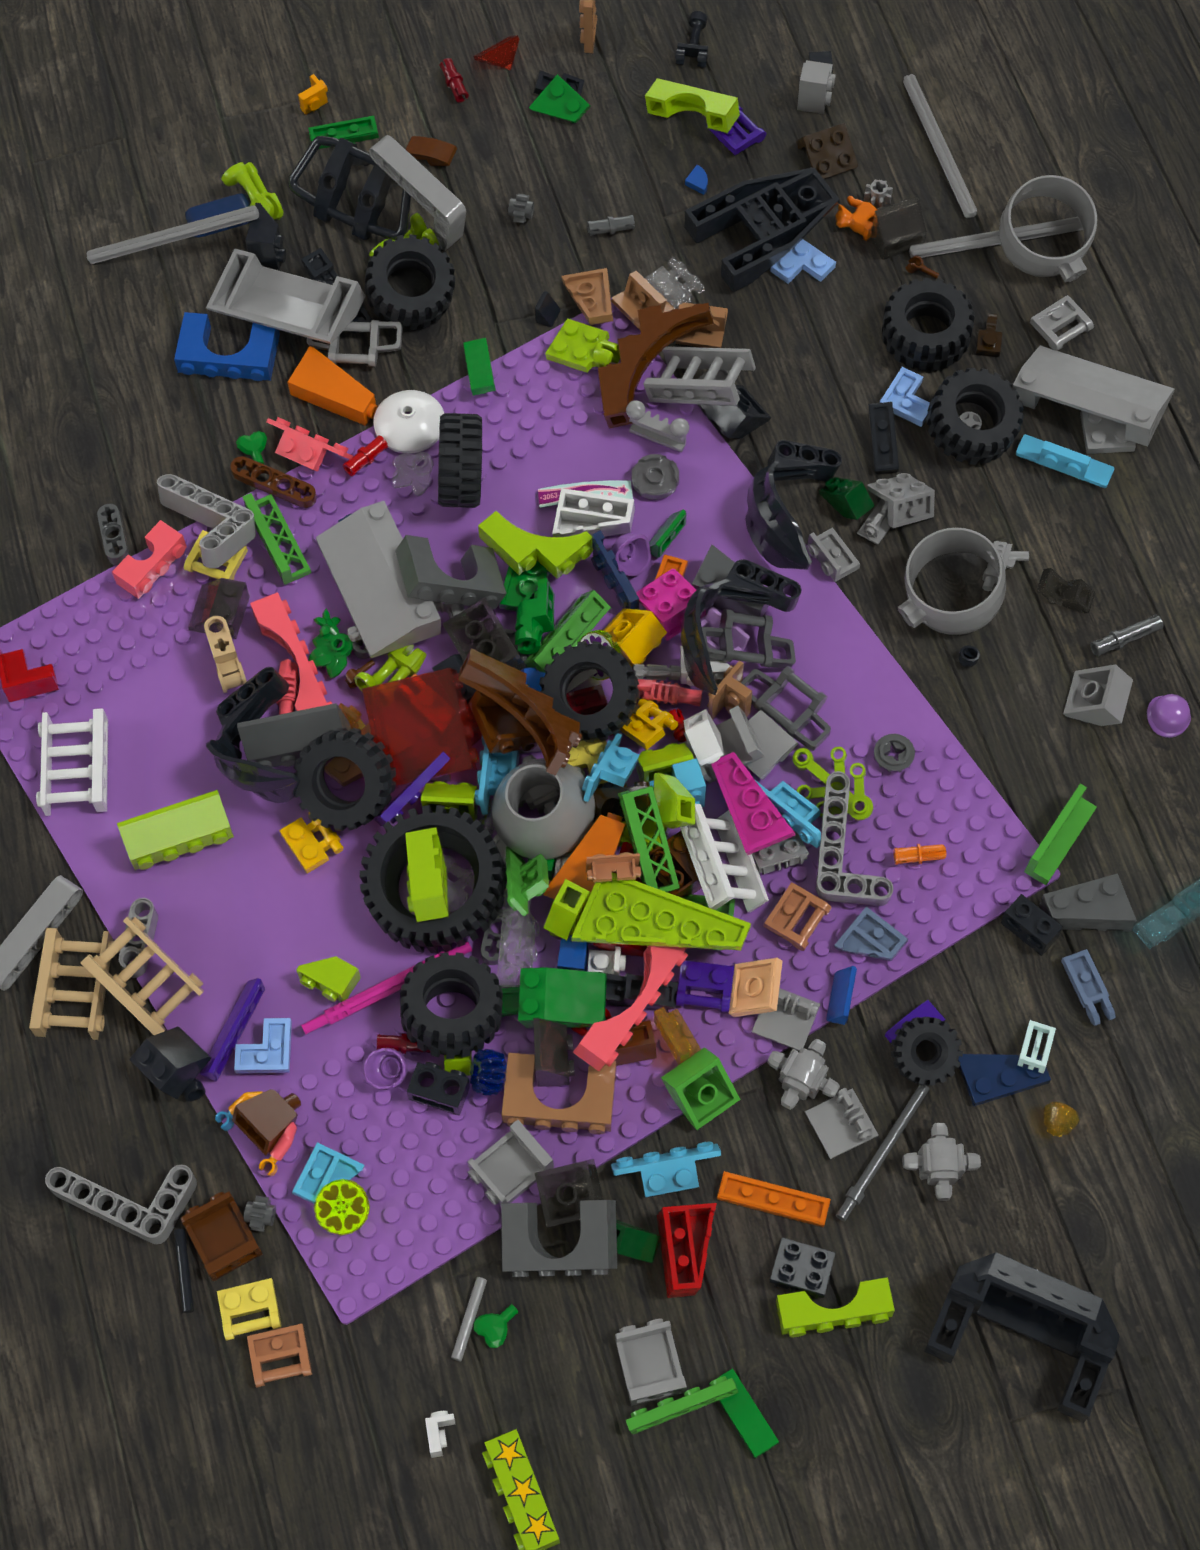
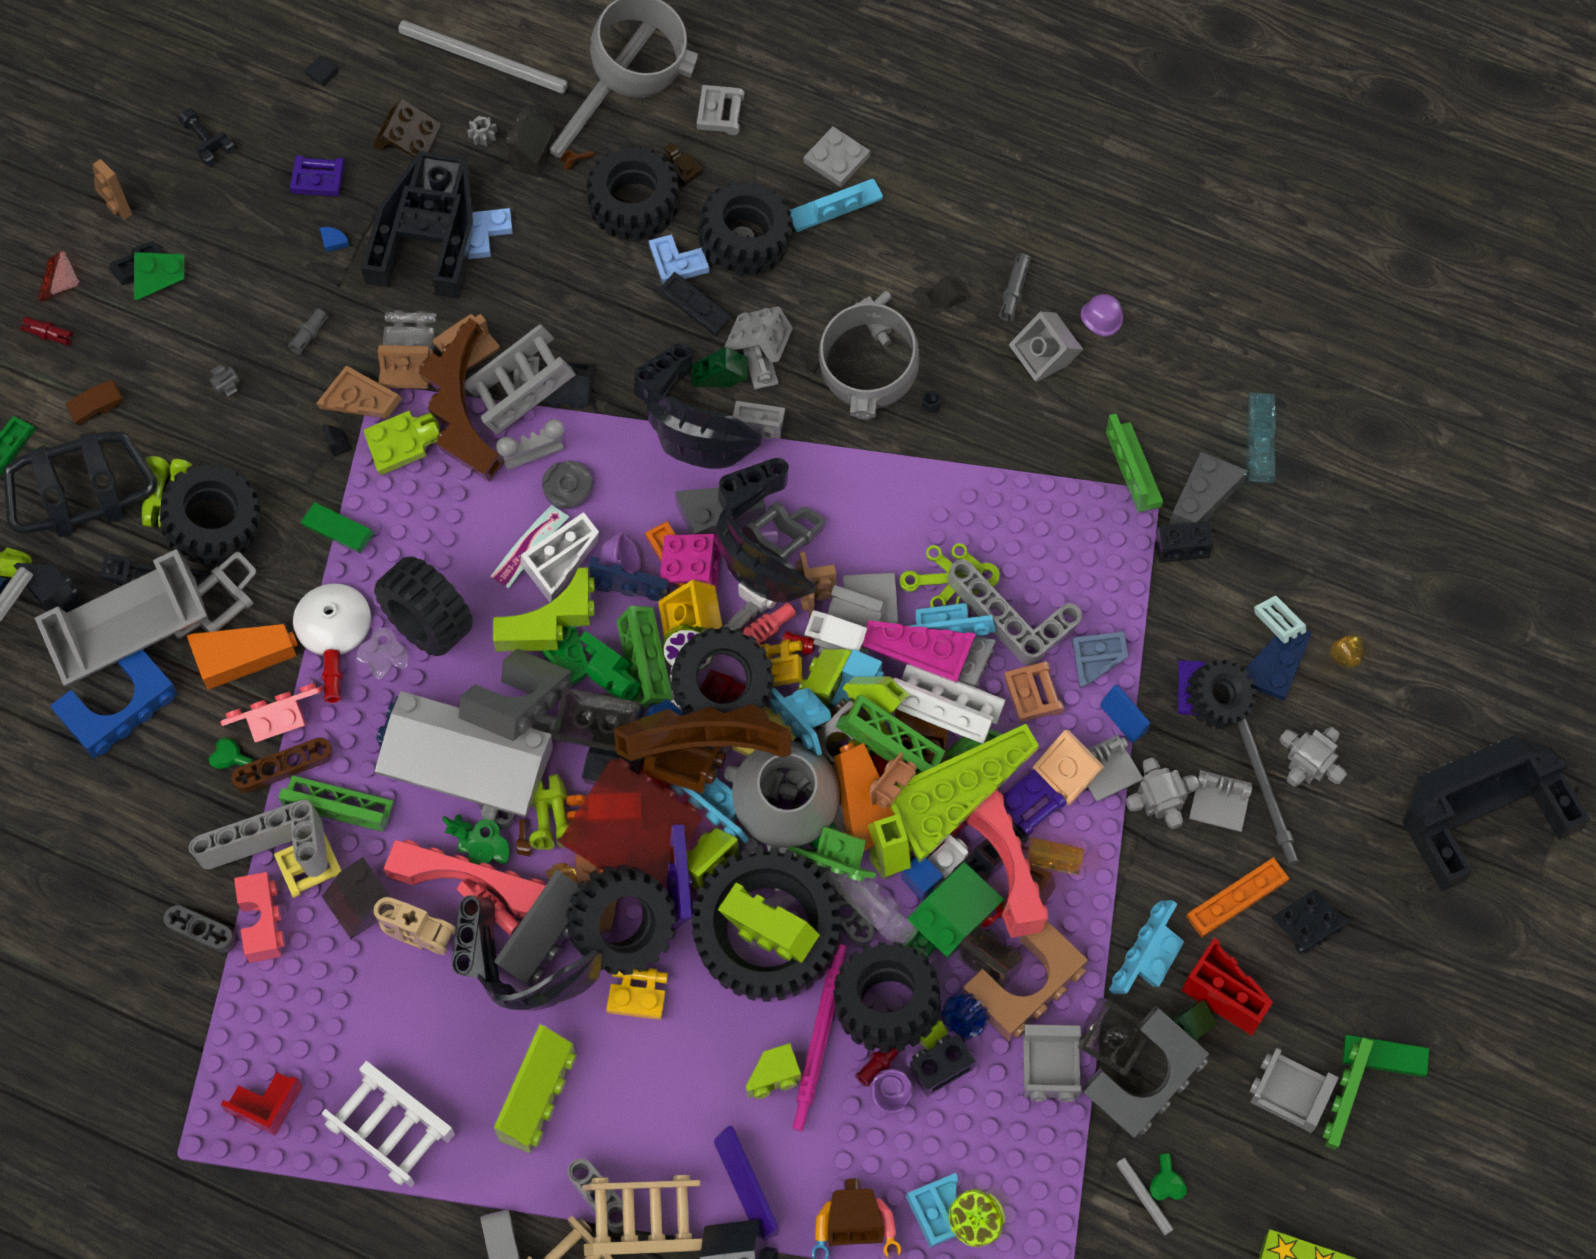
camera: 50 degrees left, 0 degrees up
(272, 1055) = (798, 1170): light blue plate -> none
(426, 189) = (140, 428): light grey beam -> none
(667, 533) = (624, 514): green slope -> none
(670, 97) = (242, 193): lime arch -> none
(701, 1088) = (1111, 873): bright green slope -> none
(799, 1313) = (1344, 950): lime arch -> none
(809, 714) = (877, 567): dark grey bar -> none
(814, 87) = (342, 90): light grey brick -> none
(860, 221) = (493, 159): orange animal -> none
(899, 744) = (959, 507): dark grey gear -> none
(919, 853) = (1060, 568): orange axle -> none
(1088, 985) = (1263, 546): sand blue hinge -> none
(1094, 390) = (802, 135): light grey slope -> none

